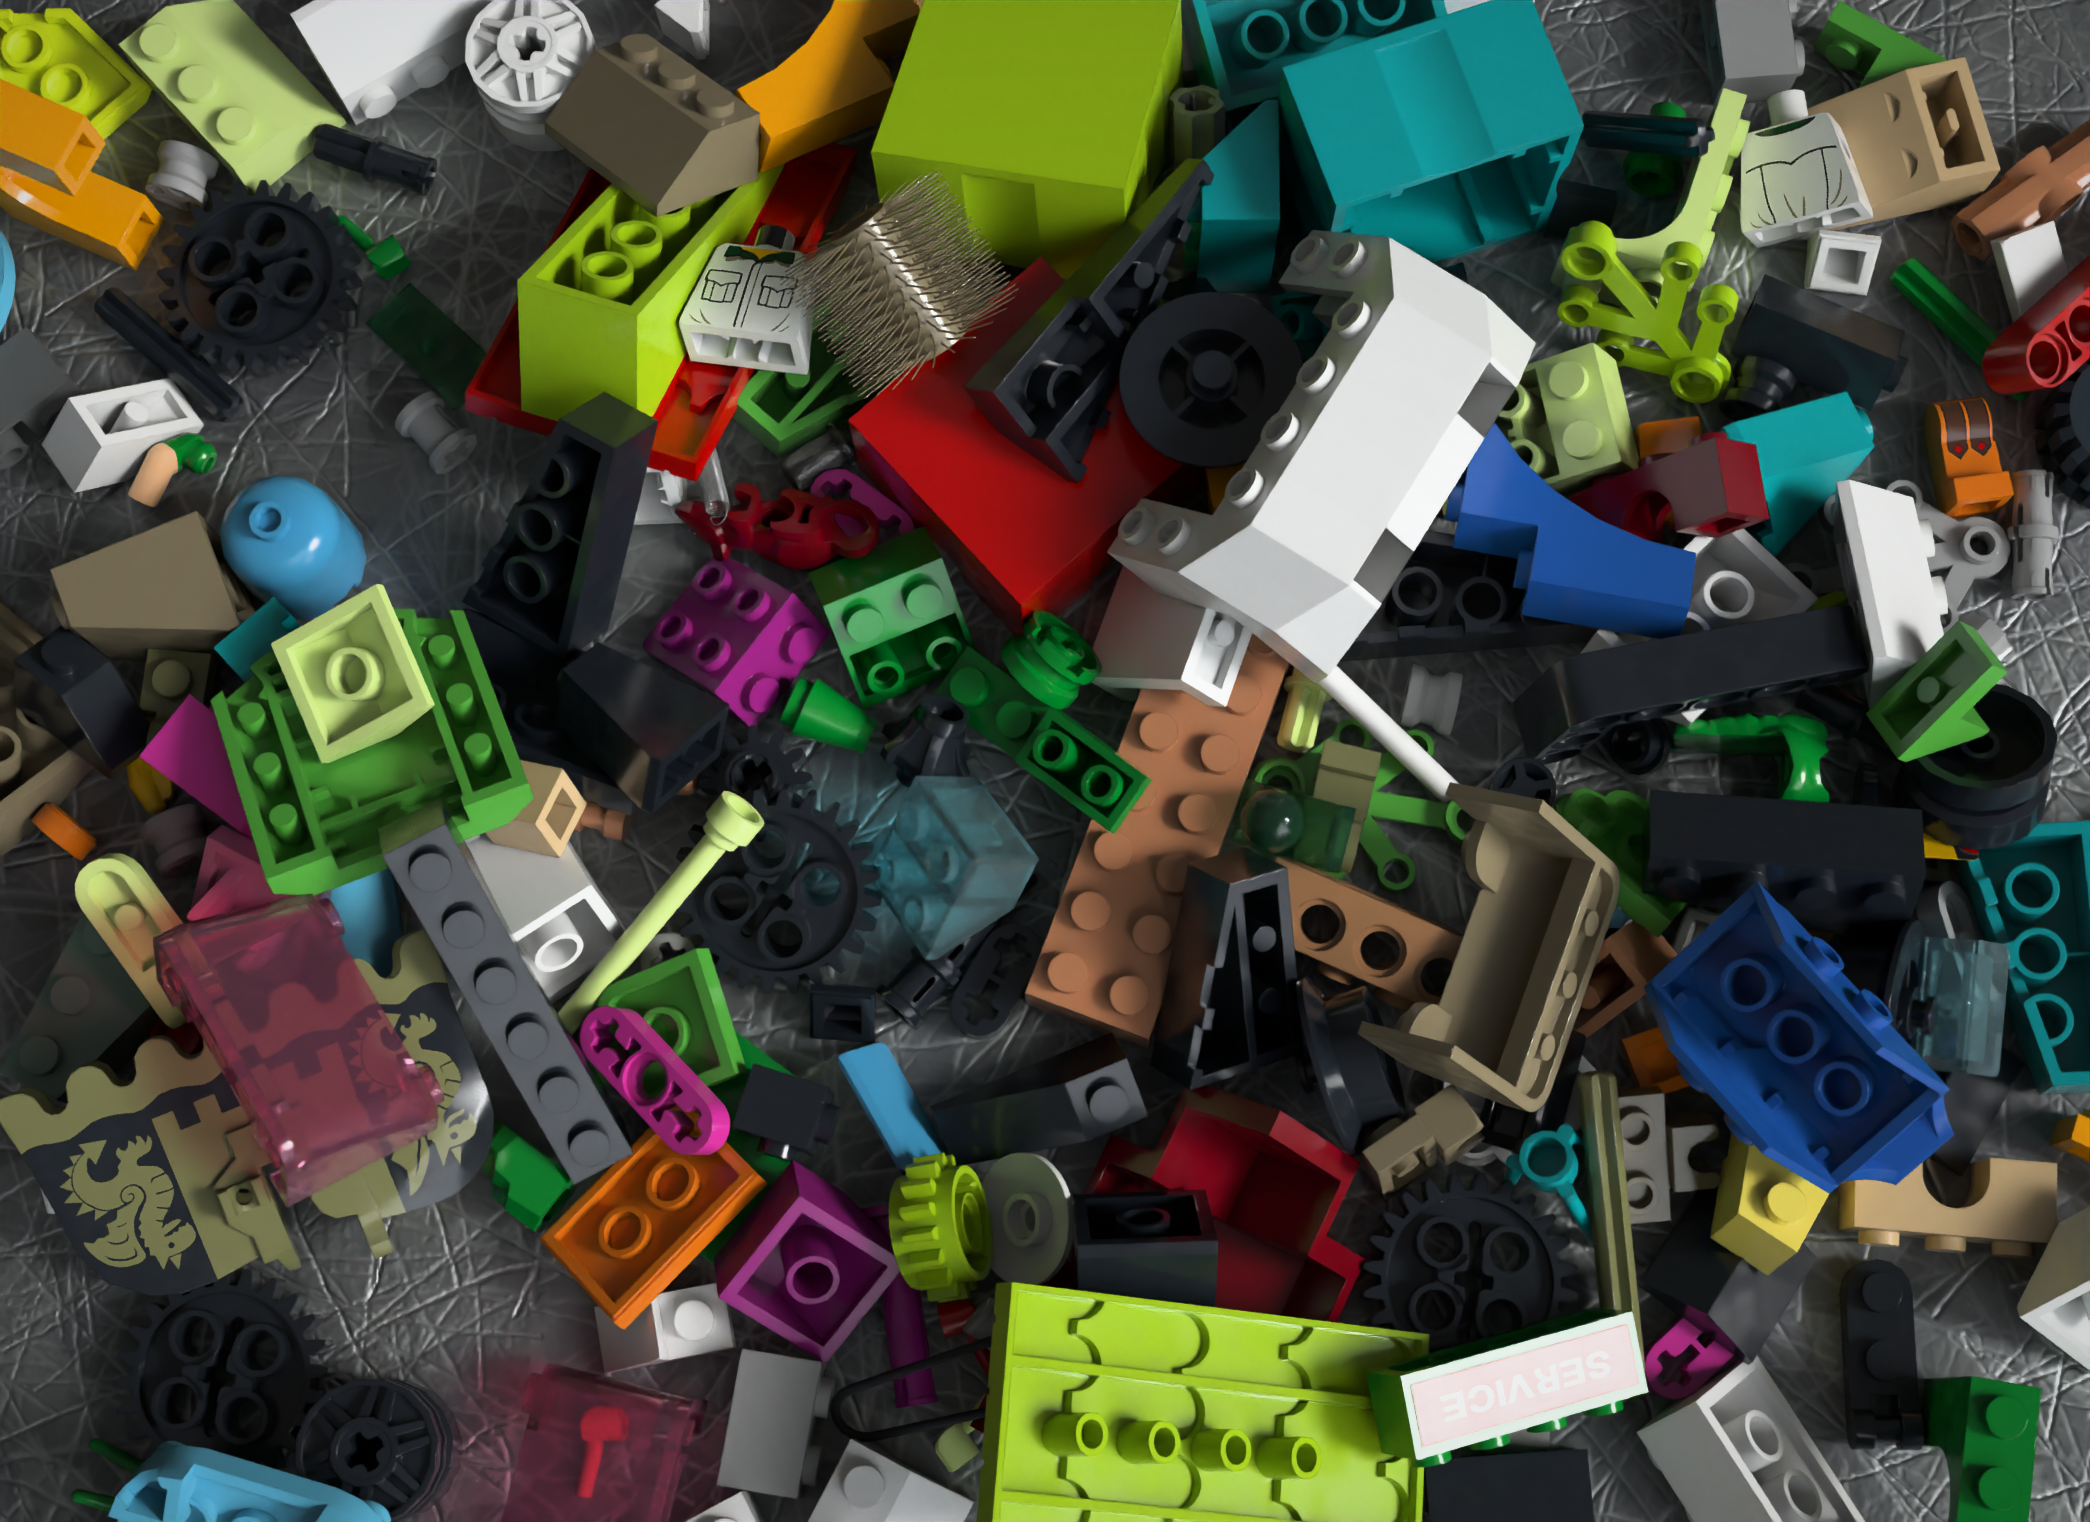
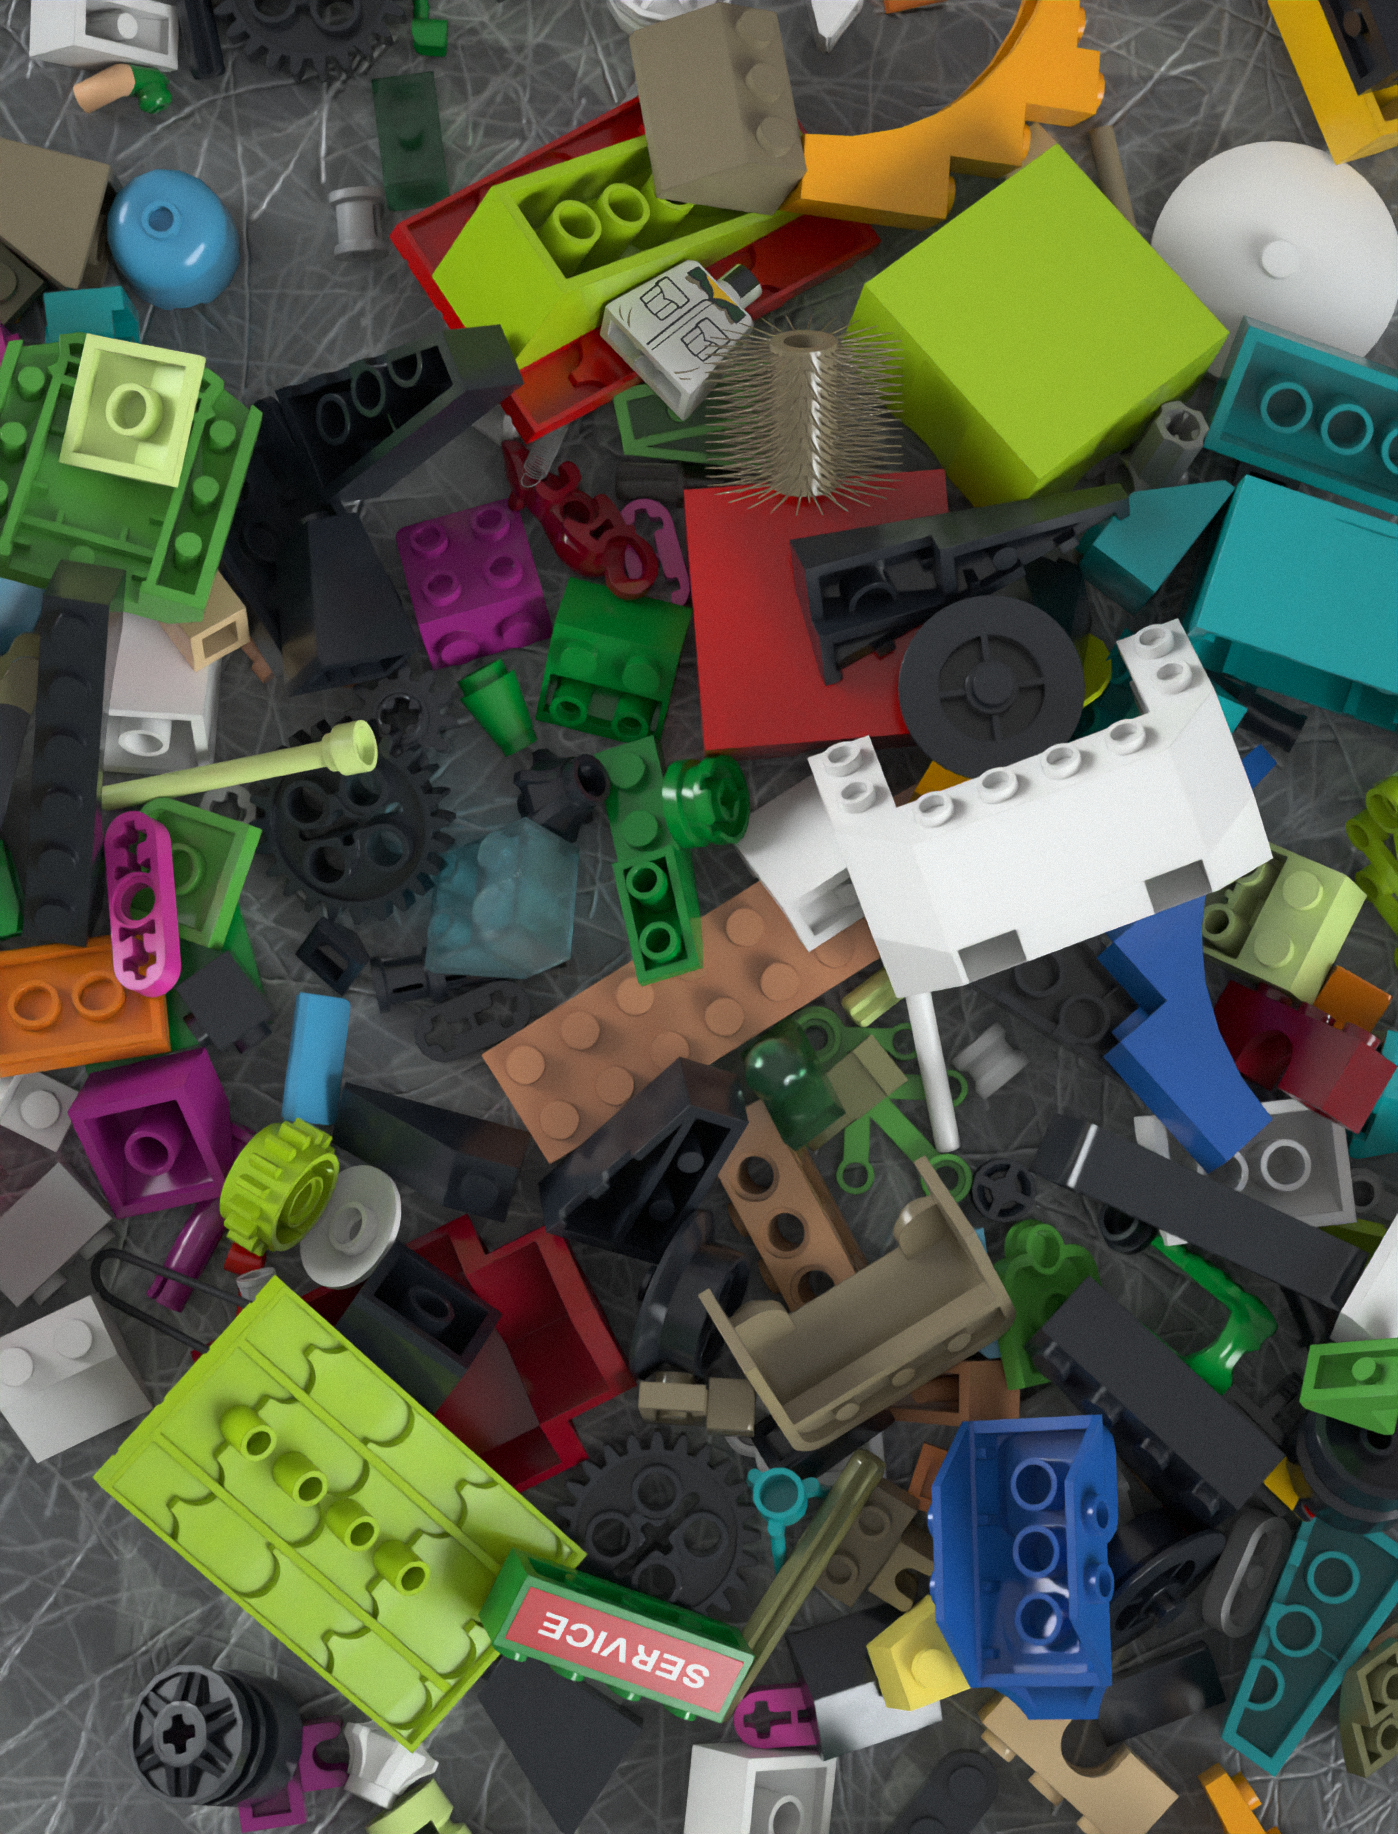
camera: 30 degrees right, 10 degrees up
(955, 1444) = (170, 1356): yellowish green hand -> none
(1971, 1005) = (1219, 1617): clear light blue slope -> none

